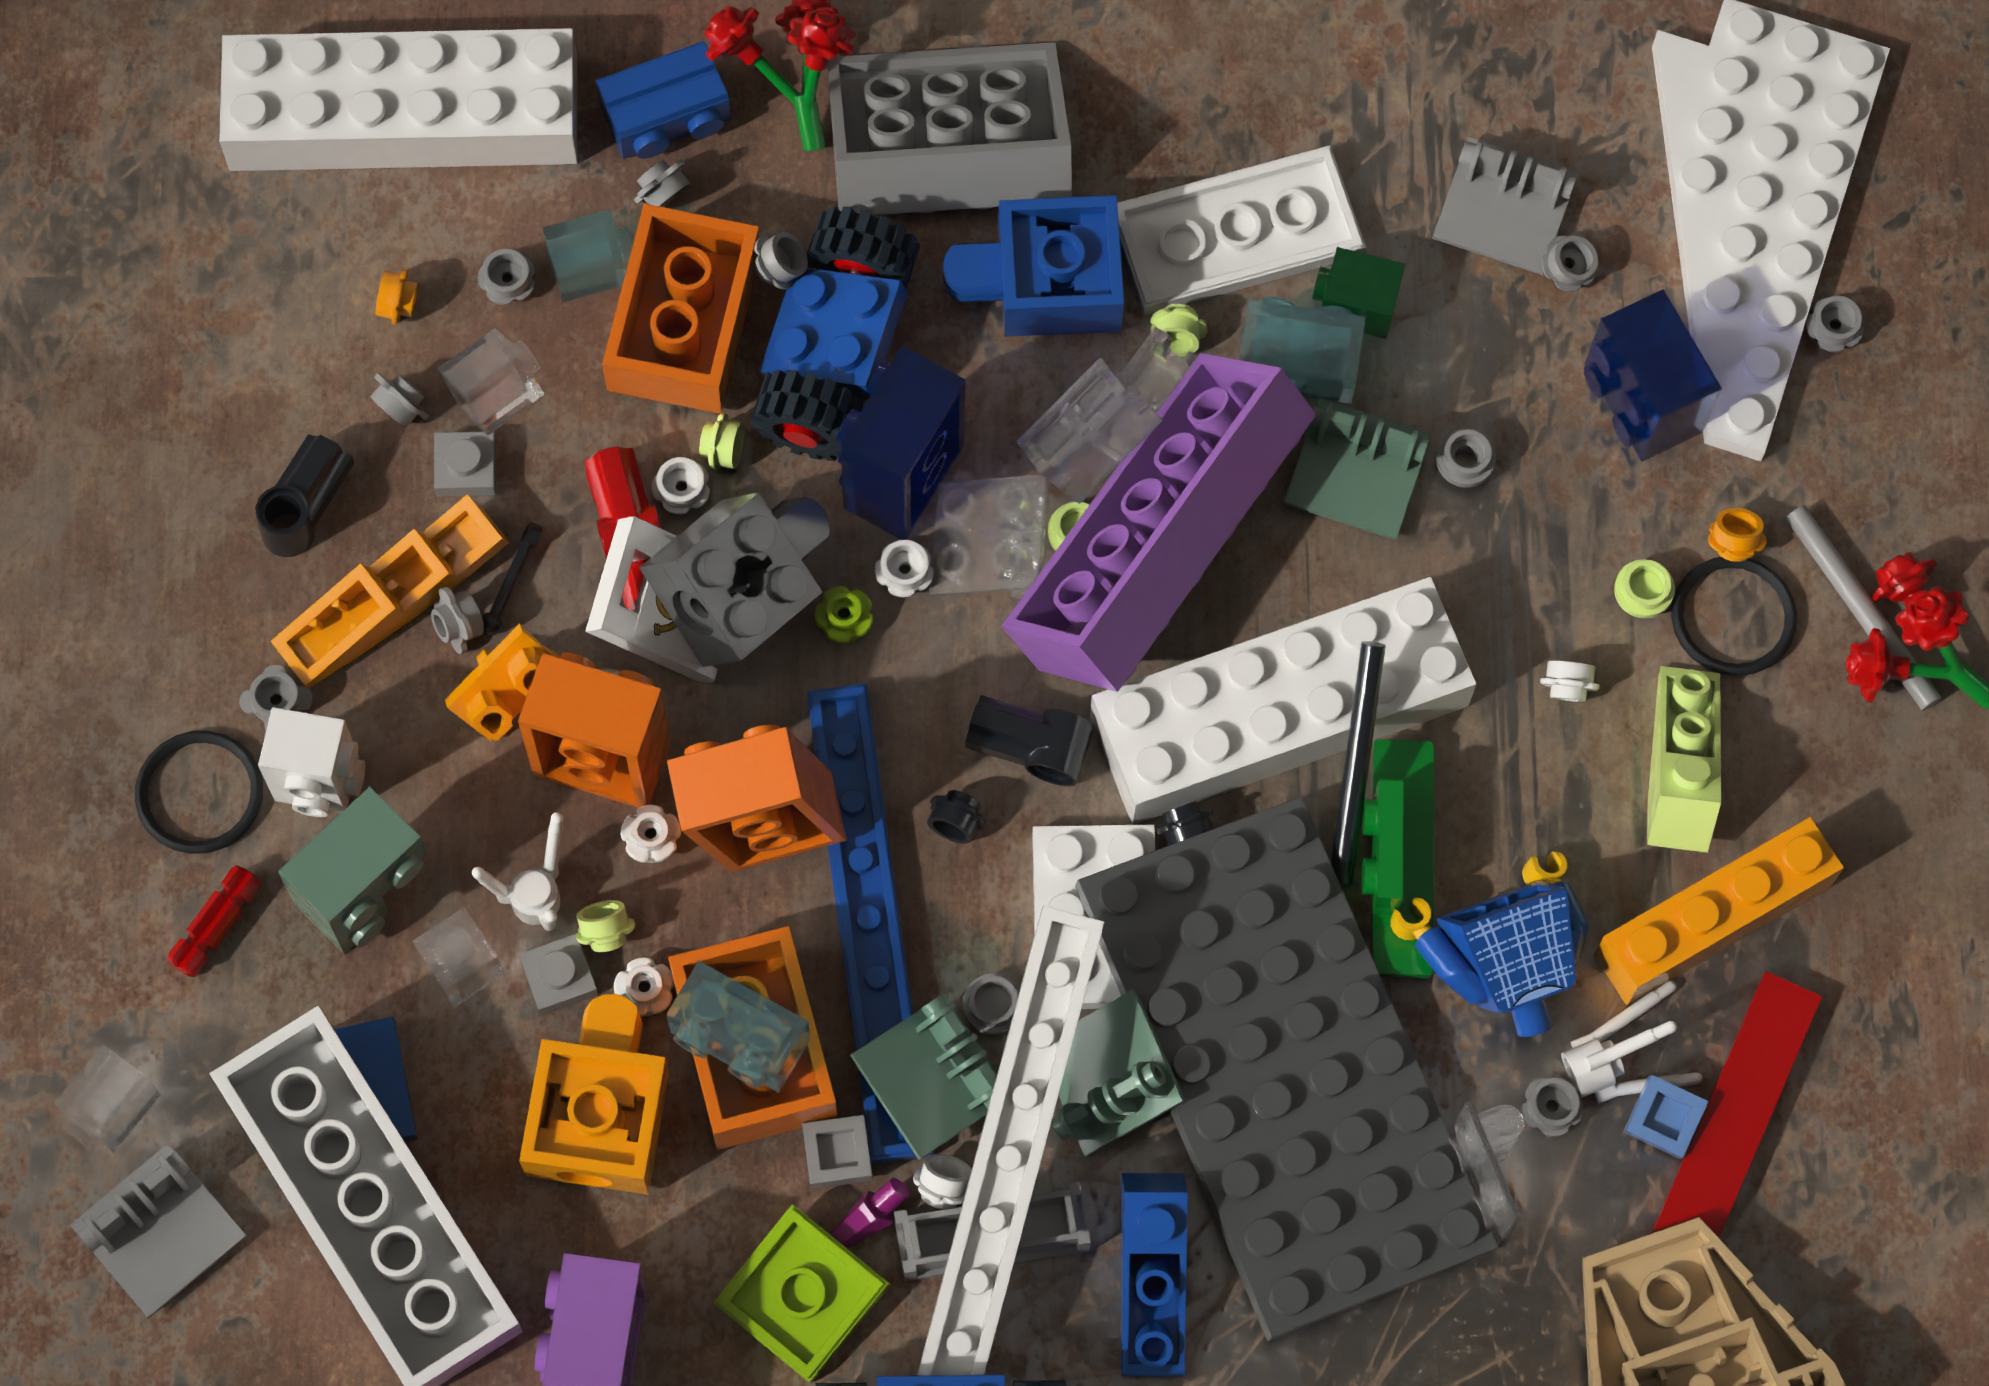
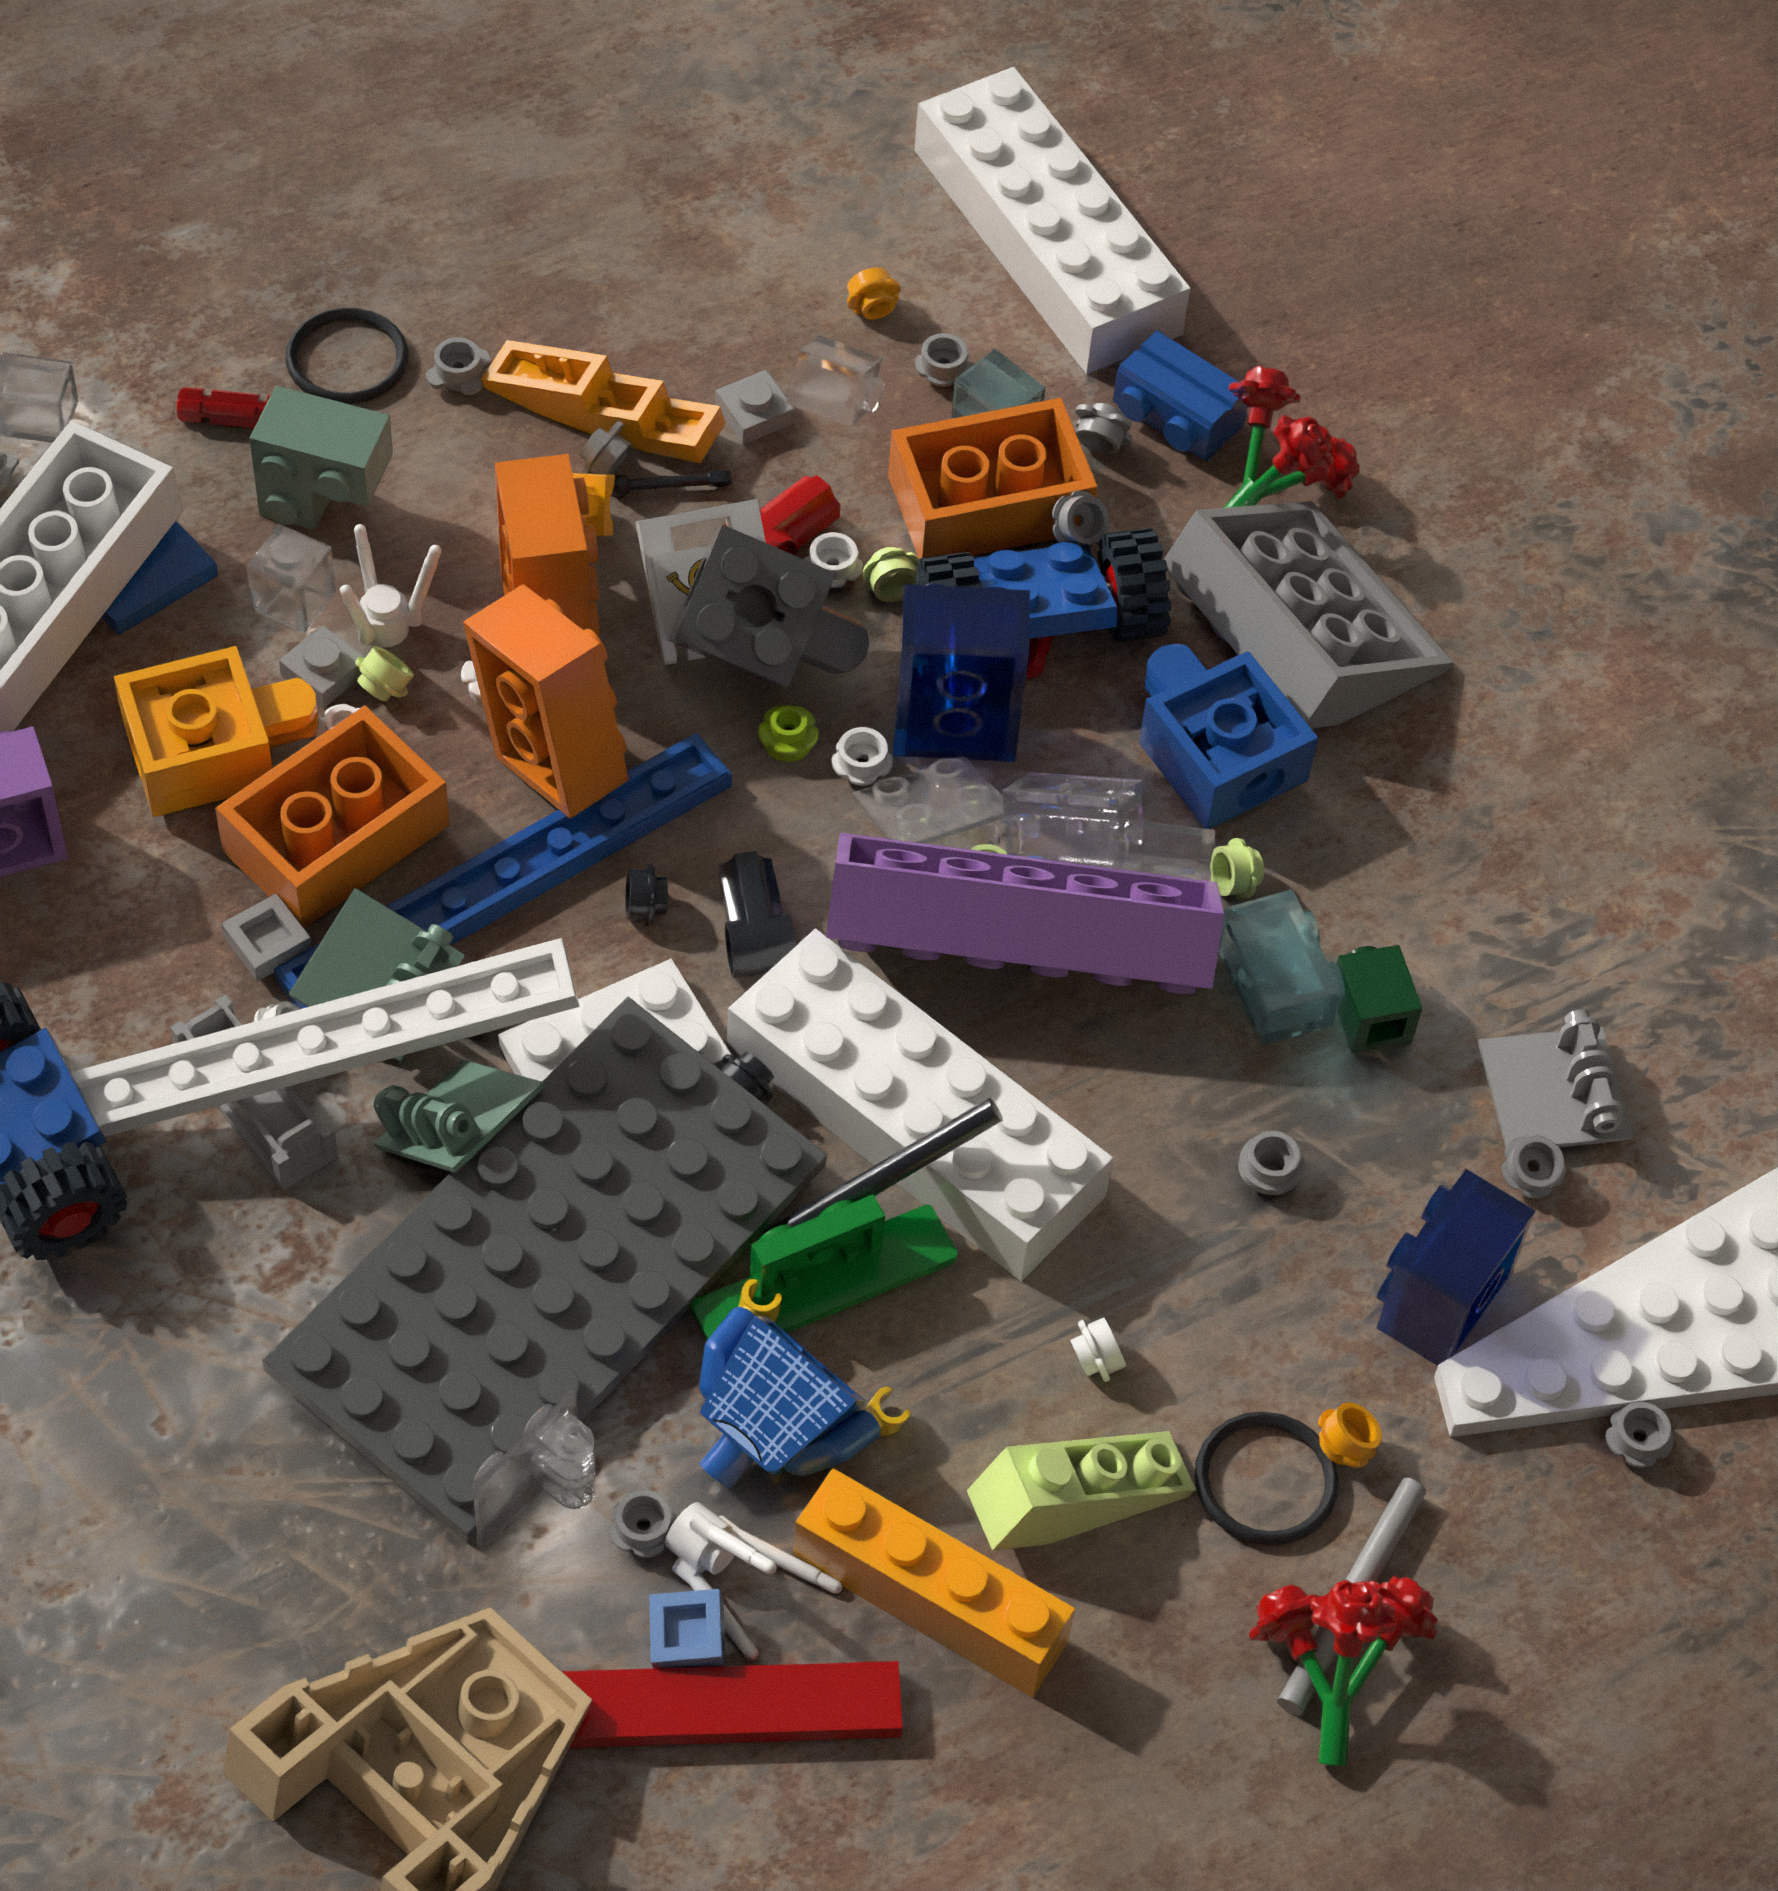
camera: 60 degrees right, 15 degrees down
(303, 492) = (629, 302): black piece -> none
(310, 762) = (407, 386): white brick -> none
(399, 399) = (779, 332): light grey plate -> none
(737, 1027) = (315, 766): clear light blue brick -> none
(802, 1293) = (116, 968): lime tile -> none
(870, 1213) = (211, 985): magenta bar -> none
(1153, 1273) = (284, 1237): blue slope -> none
(1237, 230) = (1373, 879): white tile -> none
(1357, 469) = (1200, 1075): sand green hinge -> none
(1644, 588) = (1239, 1378): yellowish green plate -> none

